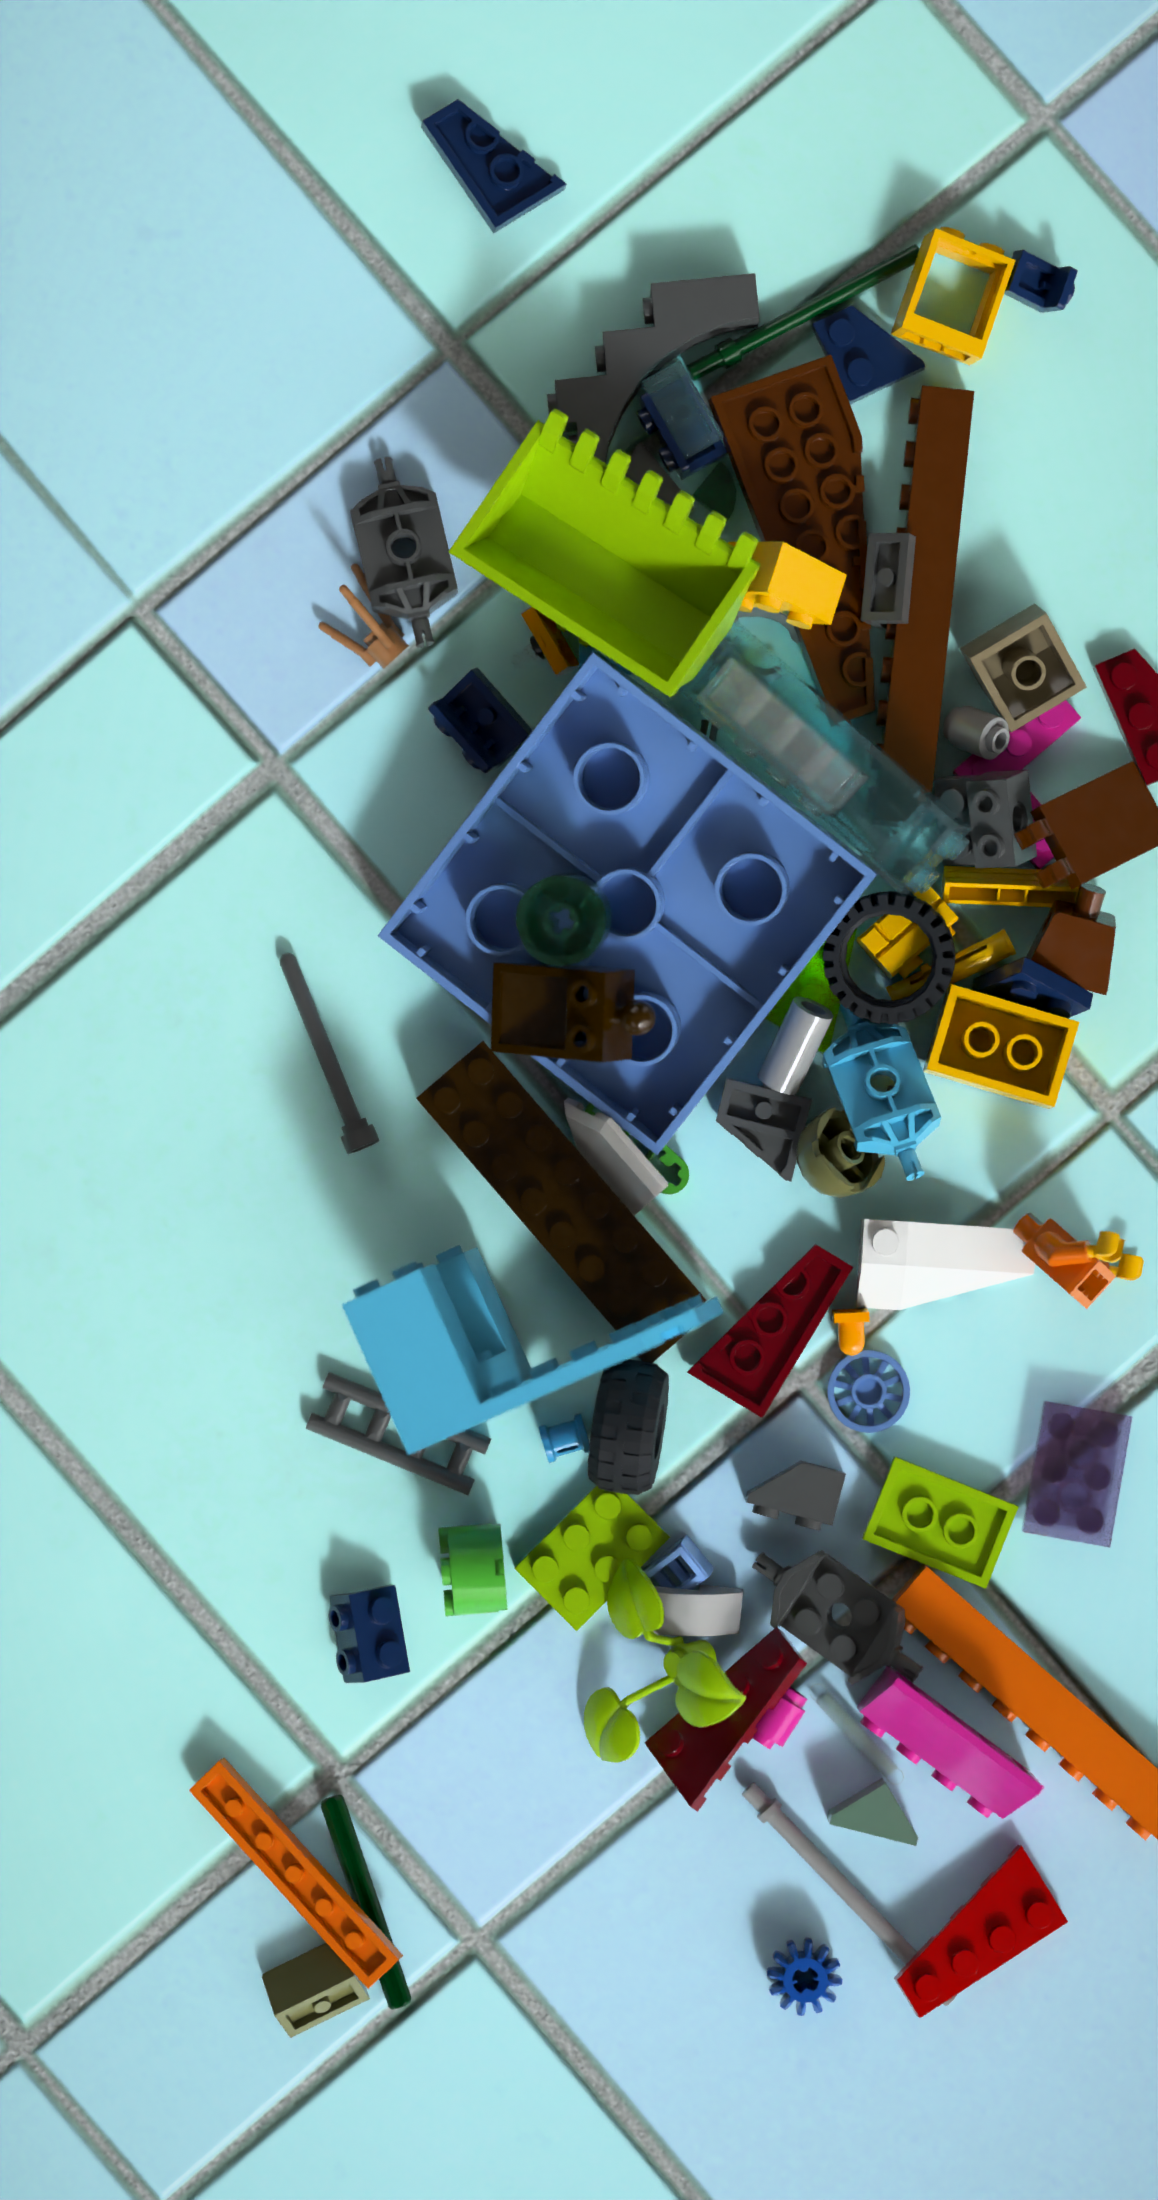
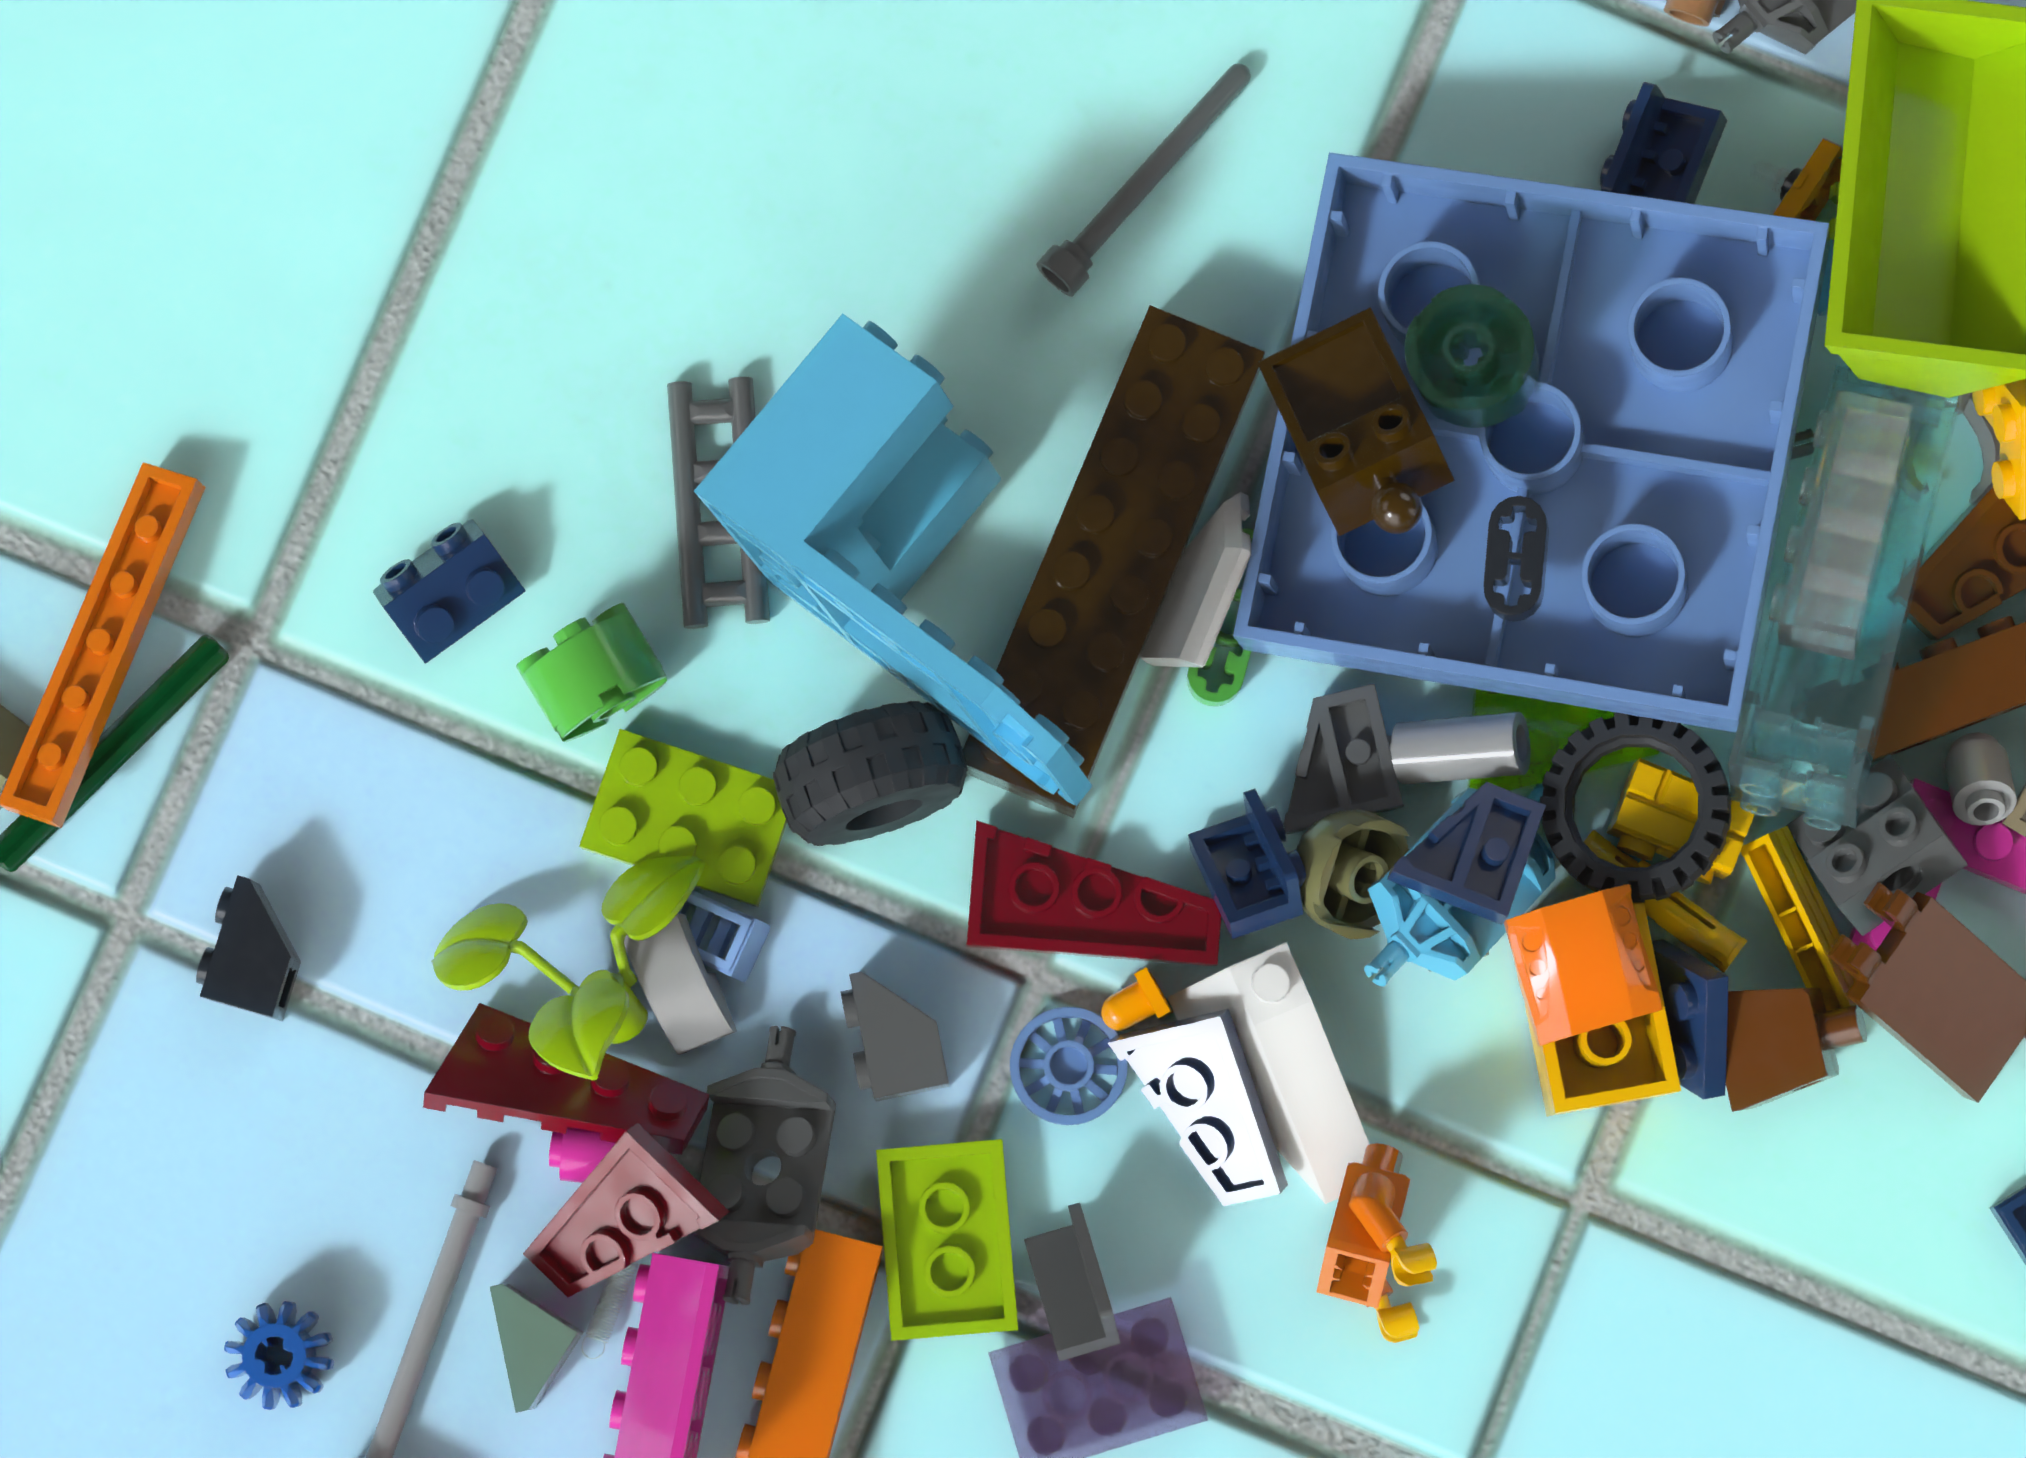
camera: 60 degrees right, 5 degrees down
(544, 1871) = (252, 957): none -> black slope
(564, 1438) = (811, 702): dark azure bush -> none
(697, 966) = (1500, 558): none -> black beam
(805, 1218) = (1250, 869): none -> dark blue bracket
(825, 1719) = (620, 1213): none -> wing
(871, 1074) = (1475, 853): none -> dark blue wing
(933, 1314) = (1208, 1094): none -> wing
(974, 1044) = (1582, 964): none -> orange slope
(1010, 1460) = (1072, 1288): none -> dark grey panel

